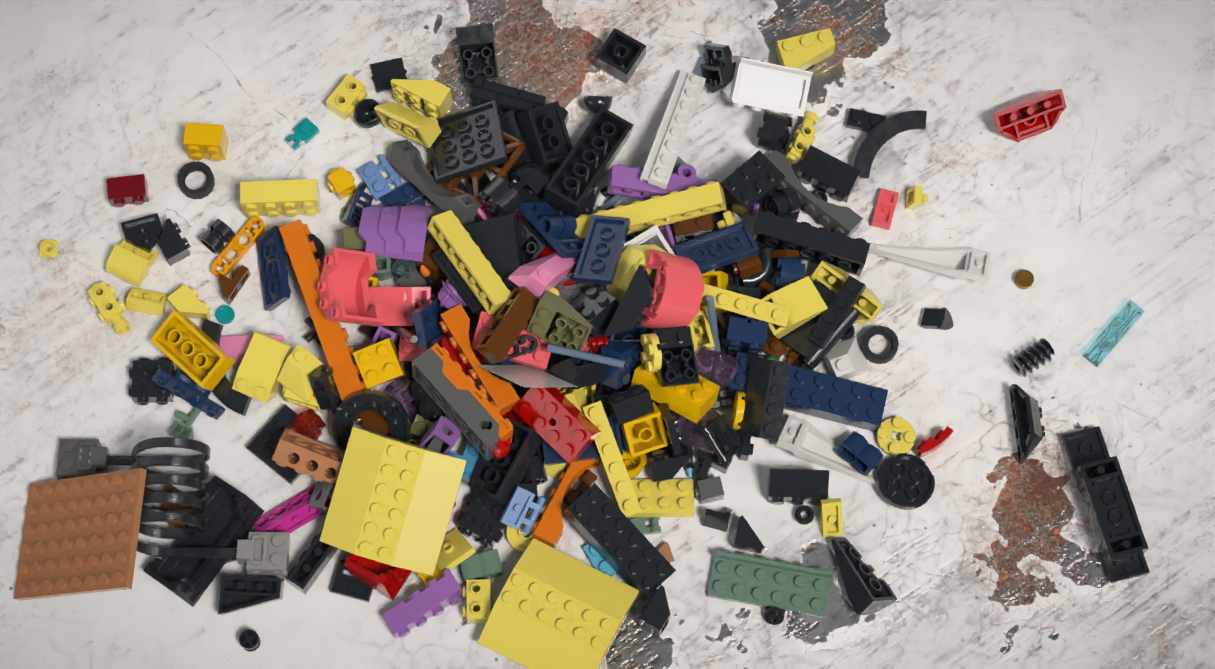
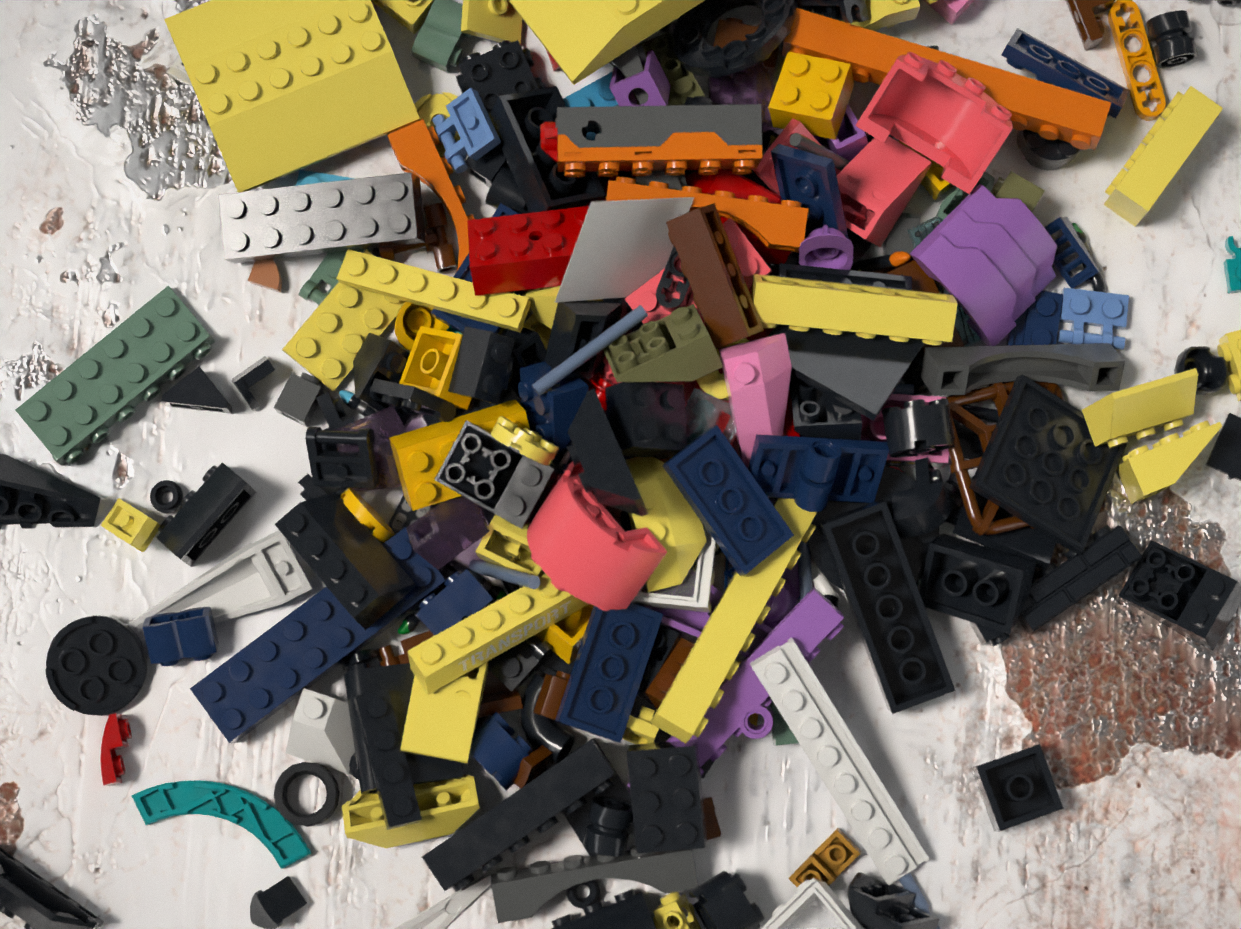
camera: 130 degrees right, 10 degrees up
(341, 182) = (1125, 259): yellow brick -> none
(594, 103) = (970, 698): black hair -> none
(656, 614) = (191, 191): black slope -> none
(719, 111) = (827, 860): none -> pearl gold slope
(774, 615) = (72, 347): black plate -> none
(899, 426) = (152, 720): light yellow plate -> none
(913, 377) = (229, 804): none -> teal tile

